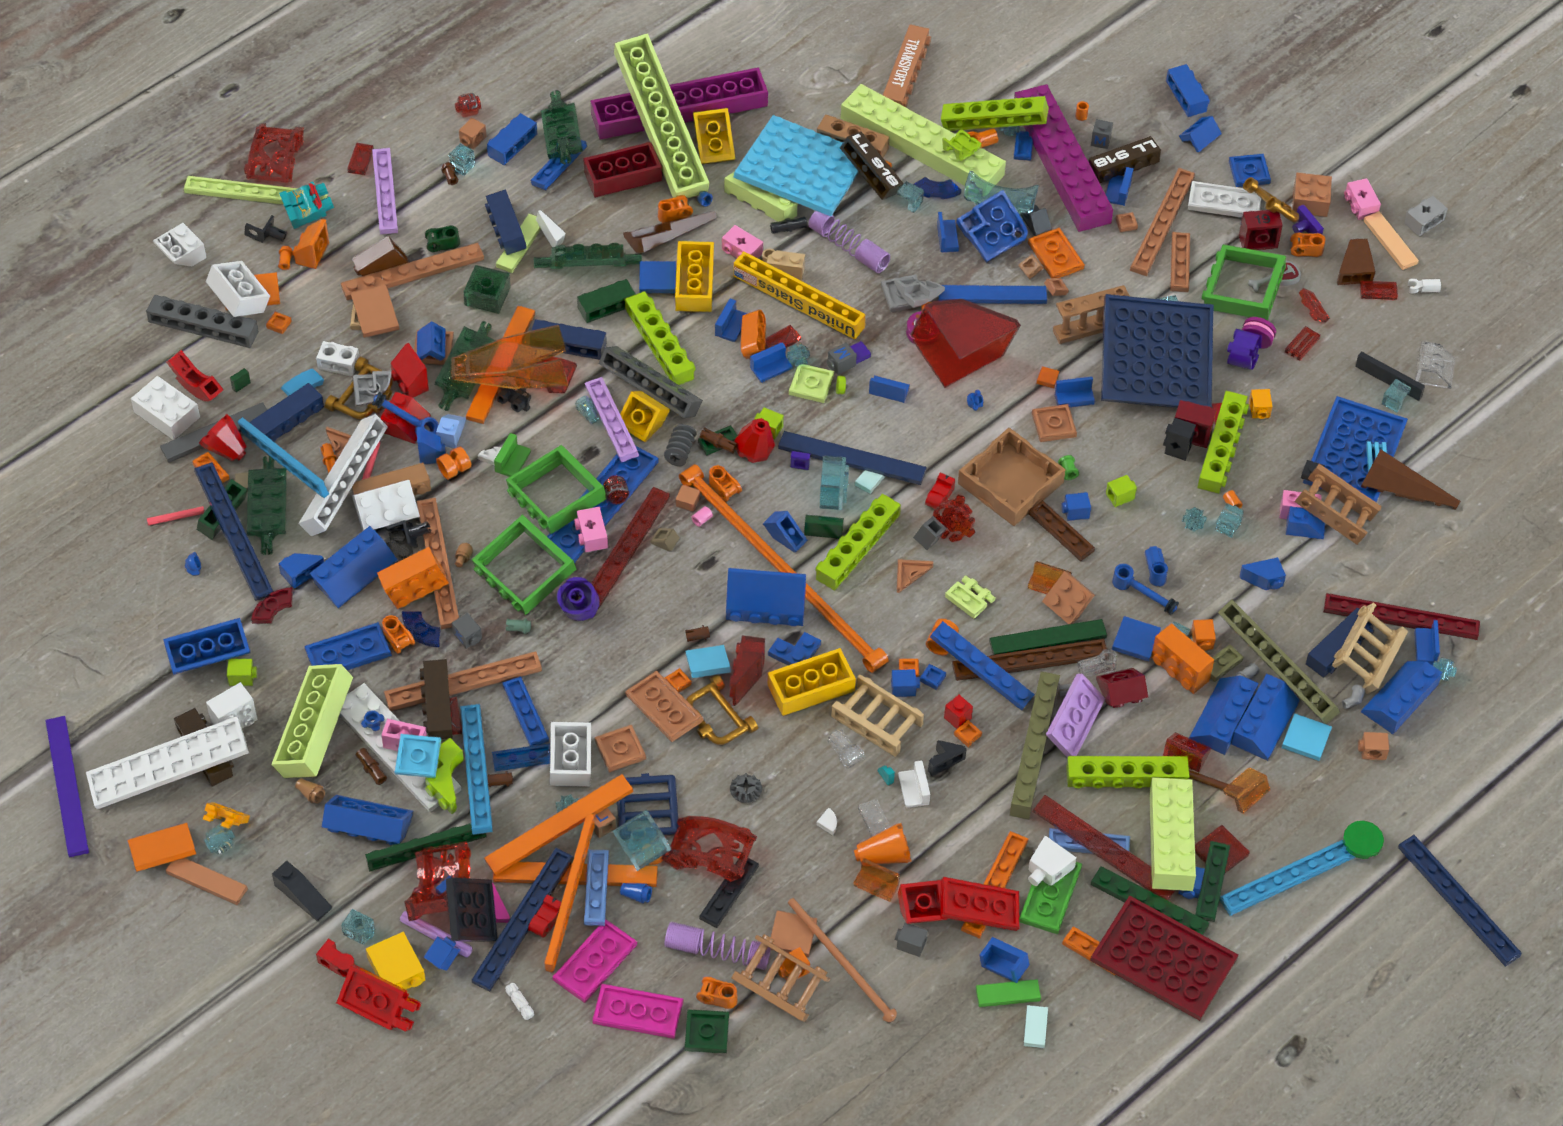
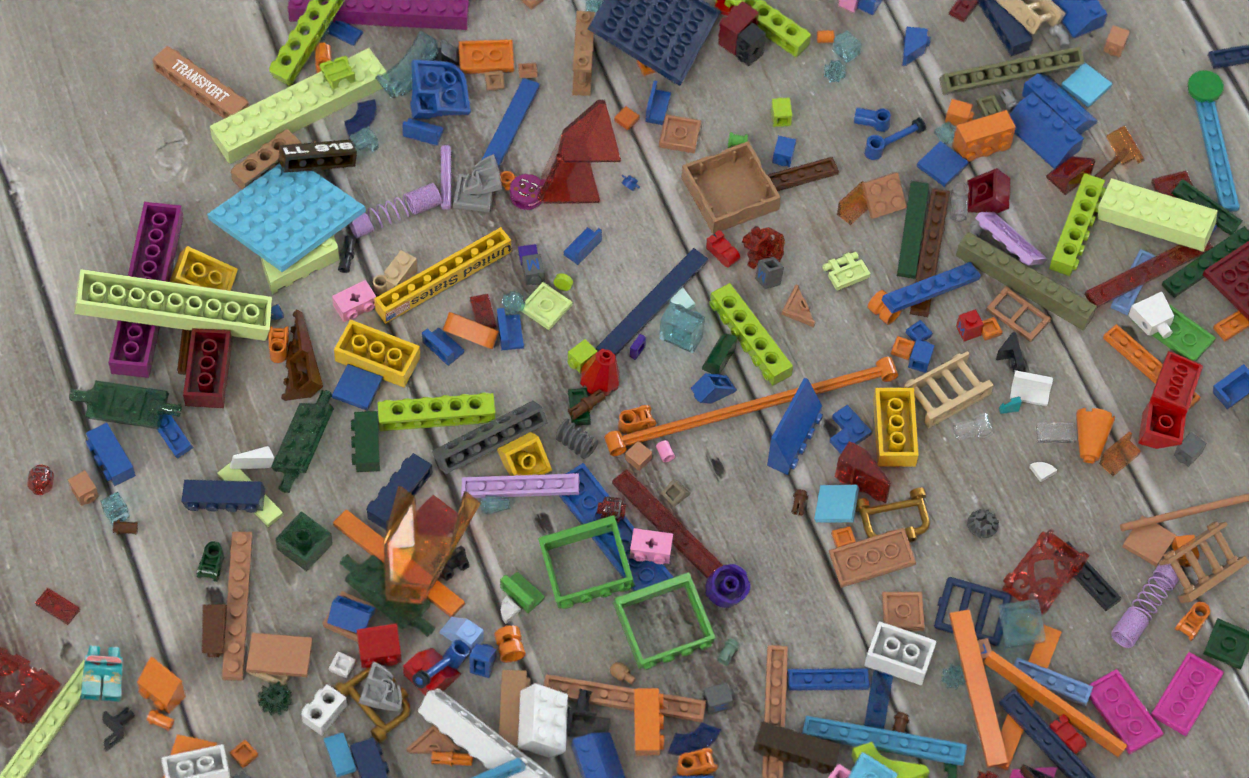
camera: 70 degrees left, 5 degrees up
(334, 322) = (266, 698): none -> clear green gear
(385, 191) = (117, 595): lavender plate -> none
(385, 358) = (342, 665): none -> white tile
(637, 891) = (1065, 649): blue cone -> none
(907, 267) = (446, 177): none -> lavender axle
(1010, 756) = (1011, 322): none -> nougat window

